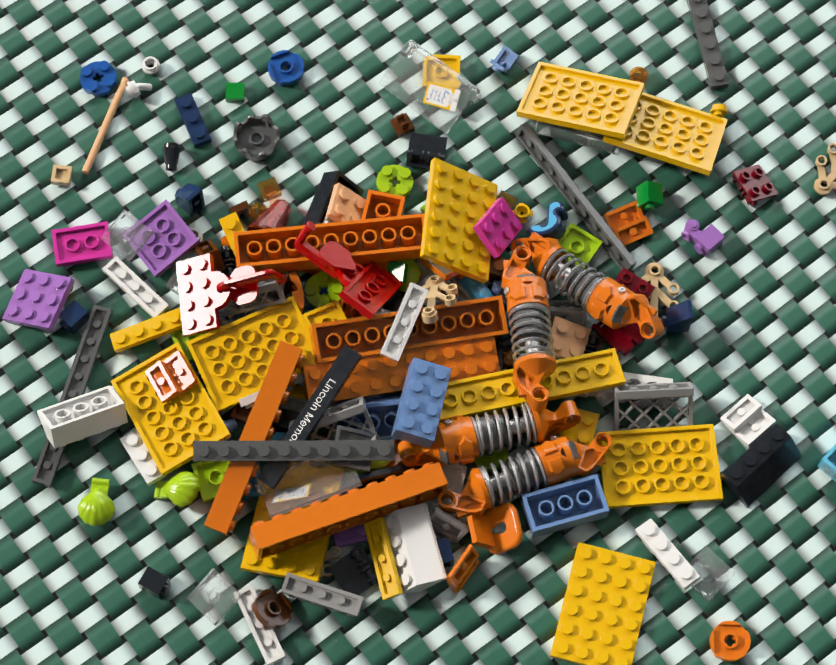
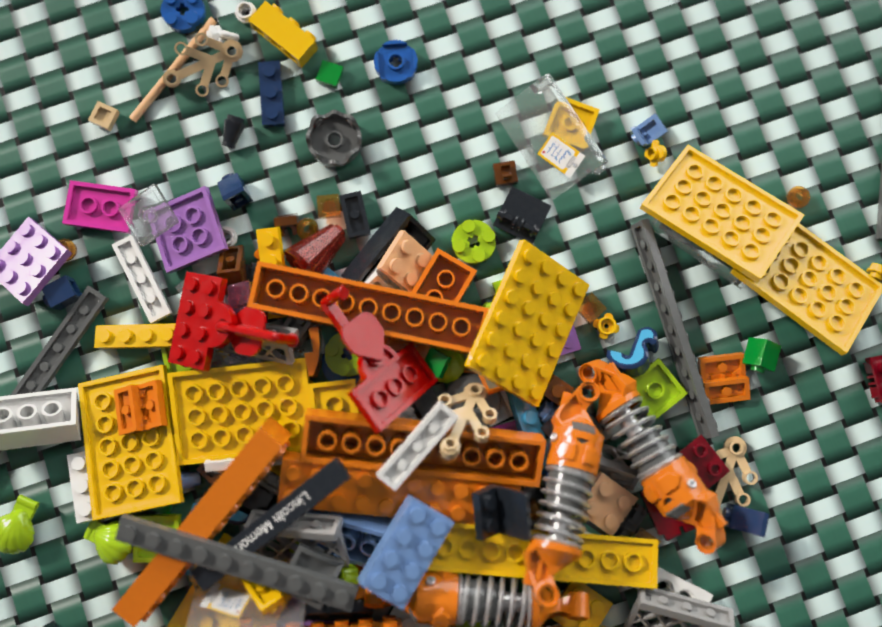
camera: 20 degrees right, 15 degrees up
(133, 111) = (206, 62): none -> tan plant
(188, 72) = (284, 33): none -> yellow brick
(225, 265) = (239, 294): none -> clear pink brick
(292, 189) = (355, 215): none -> black plate
(318, 473) = (264, 597): none -> yellow plate
(486, 354) = (501, 511): none -> black bracket
(498, 227) = (571, 343): dark pink plate -> none
(516, 75) = (656, 153): none -> yellow plate
(704, 241) = (806, 431): medium lavender brick -> none

